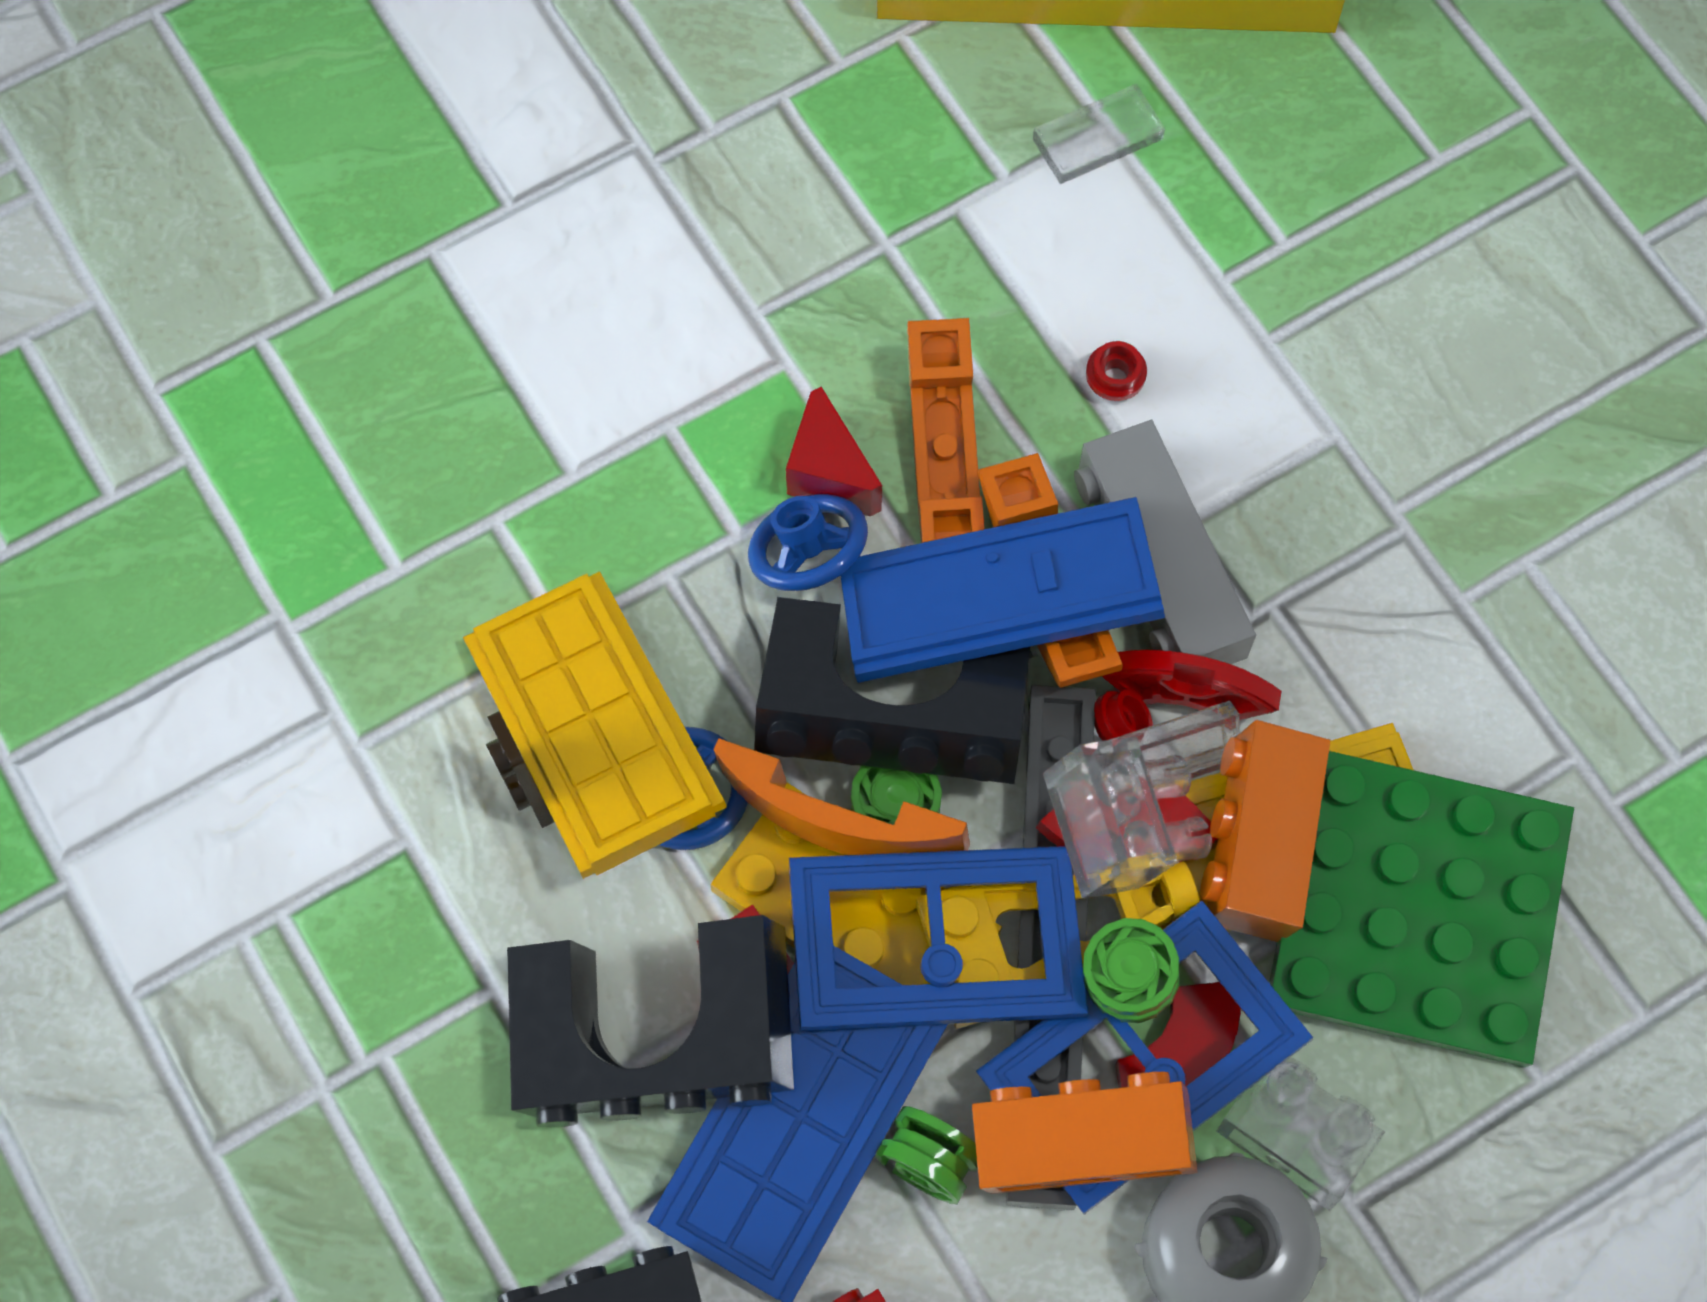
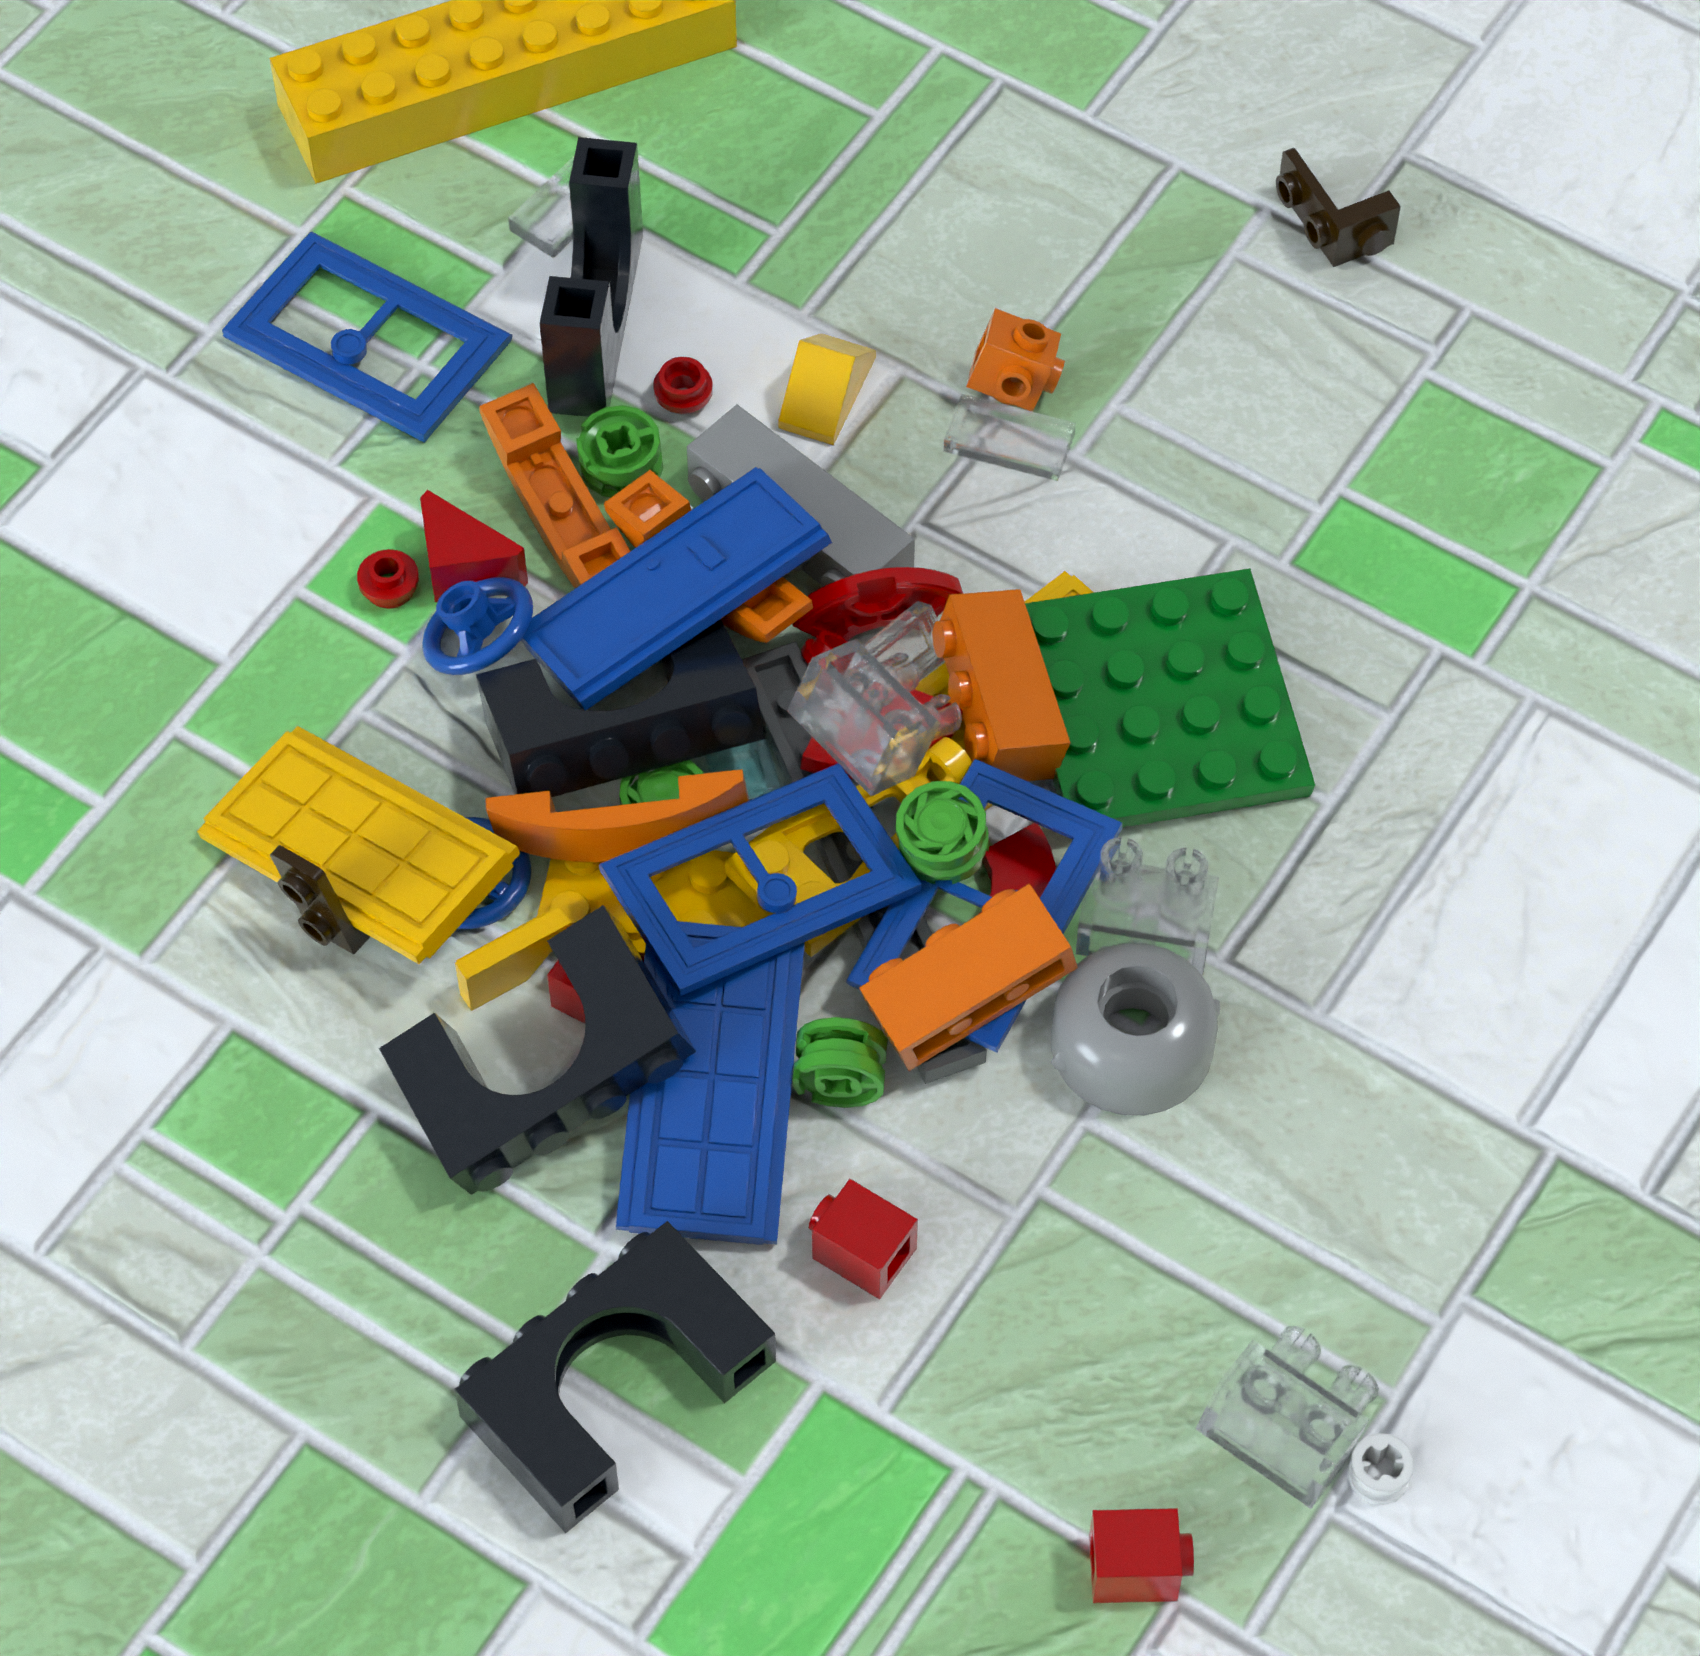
camera: 25 degrees left, 10 degrees down
(678, 899) = (508, 959): none -> yellow tile
(752, 469) = (388, 591): none -> red plate
(802, 221) = (416, 417): none -> blue door
(987, 806) = (756, 765): none -> clear light blue tile
(1024, 414) = (618, 448): none -> bright green wheel
(1042, 281) = (589, 311): none -> black arch
(1252, 425) = (824, 386): none -> yellow slope
(1405, 555) = (1009, 437): none -> clear tile
(1445, 483) = (1016, 360): none -> orange brick

